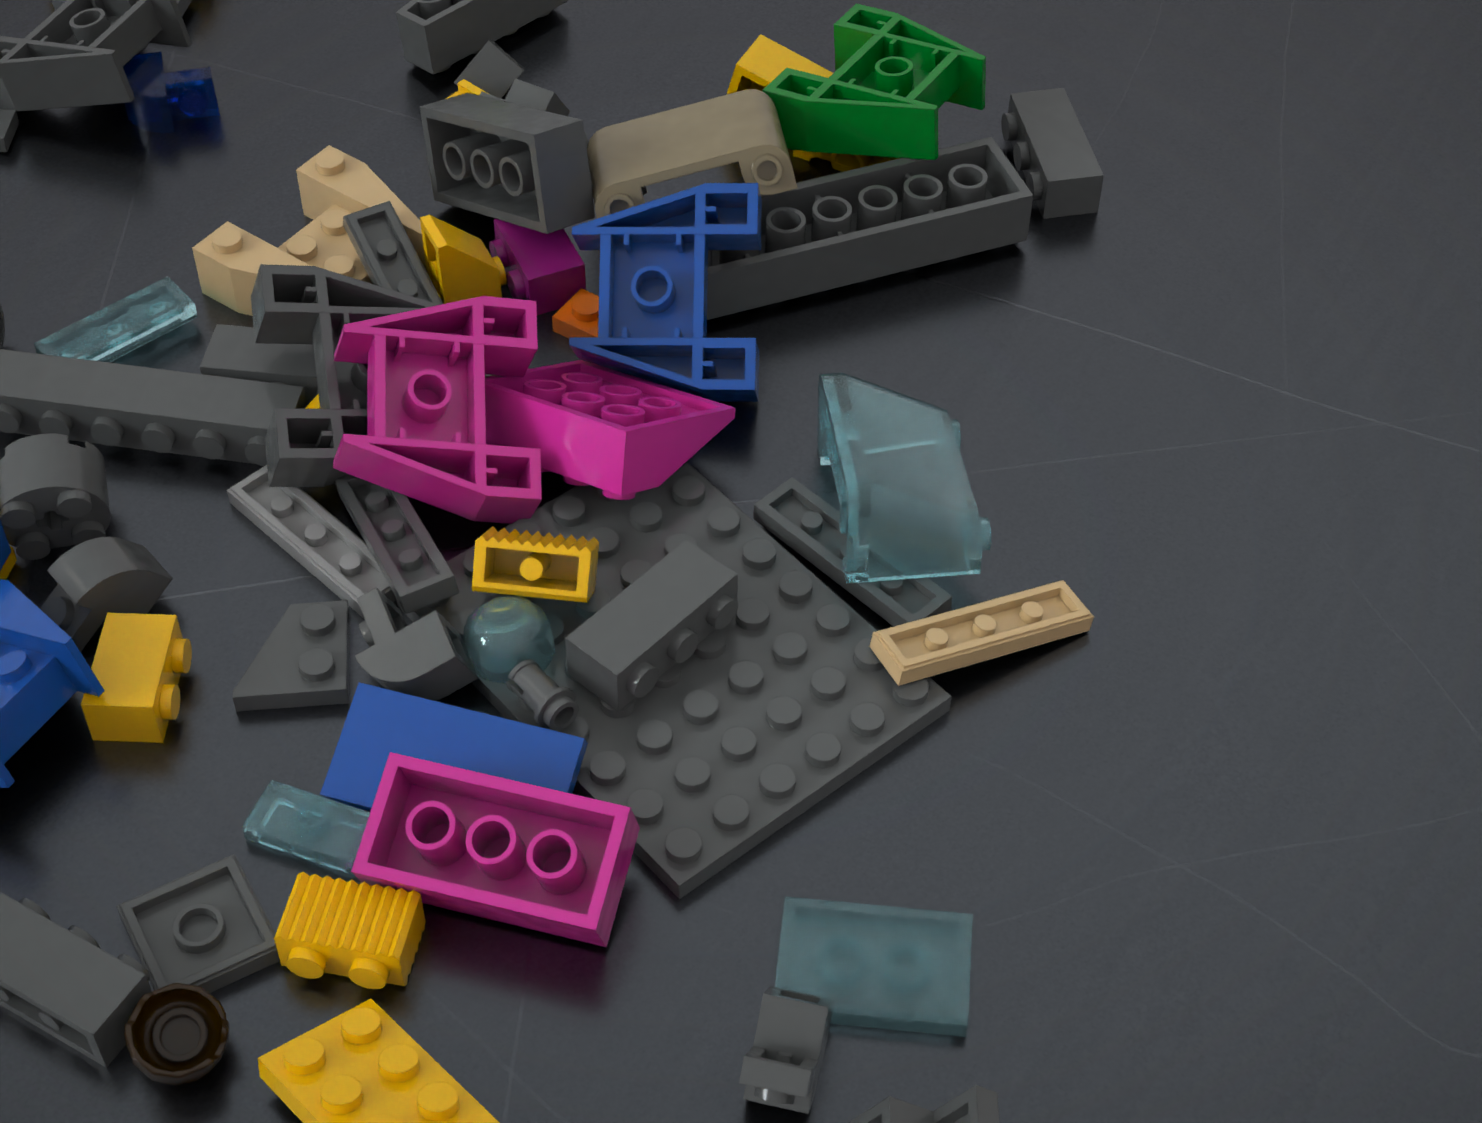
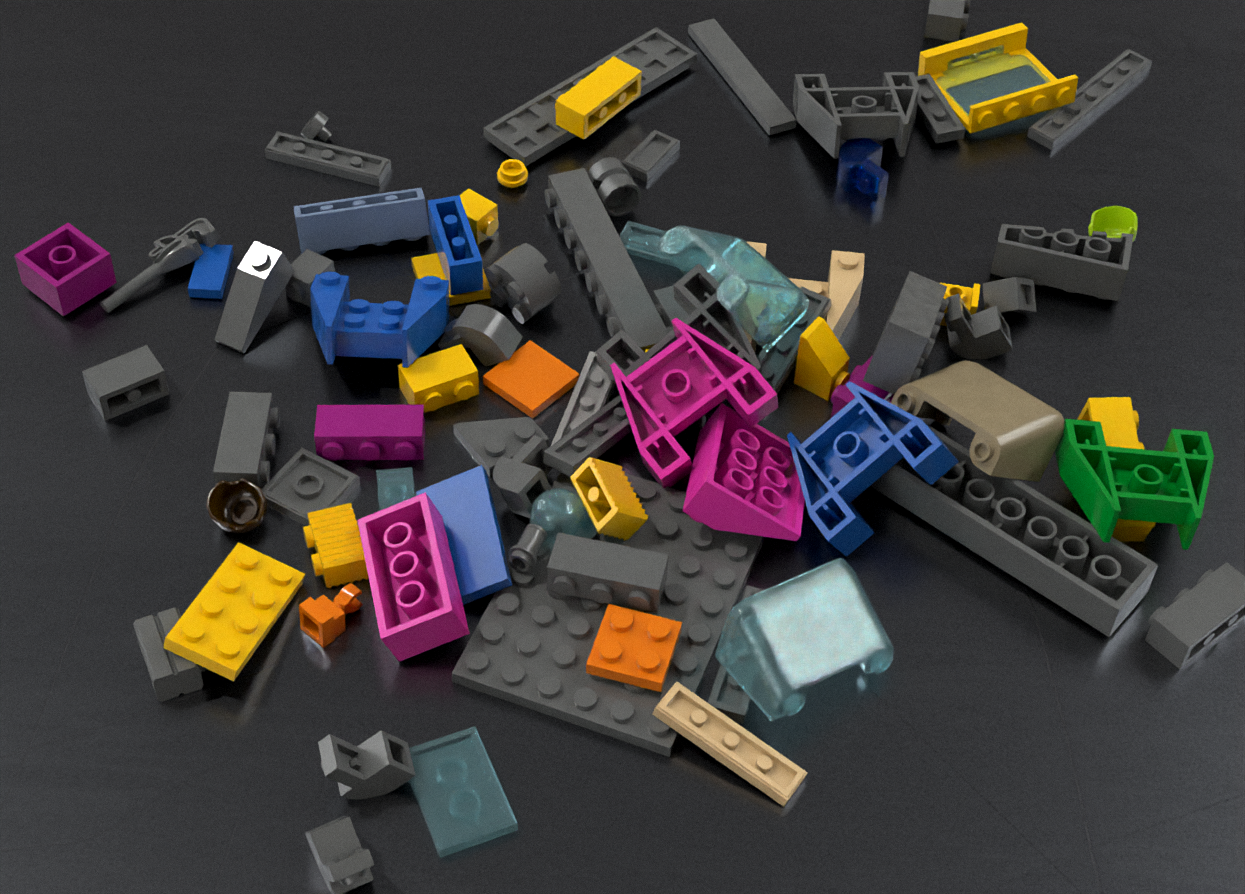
camera: 60 degrees right, 0 degrees up
(164, 803) = (370, 432): none -> magenta brick
(219, 576) = (531, 379): none -> orange tile
(221, 266) = (749, 286): none -> clear light blue windscreen
(474, 999) = (326, 619): none -> orange piece
(784, 656) = (634, 647): none -> orange plate

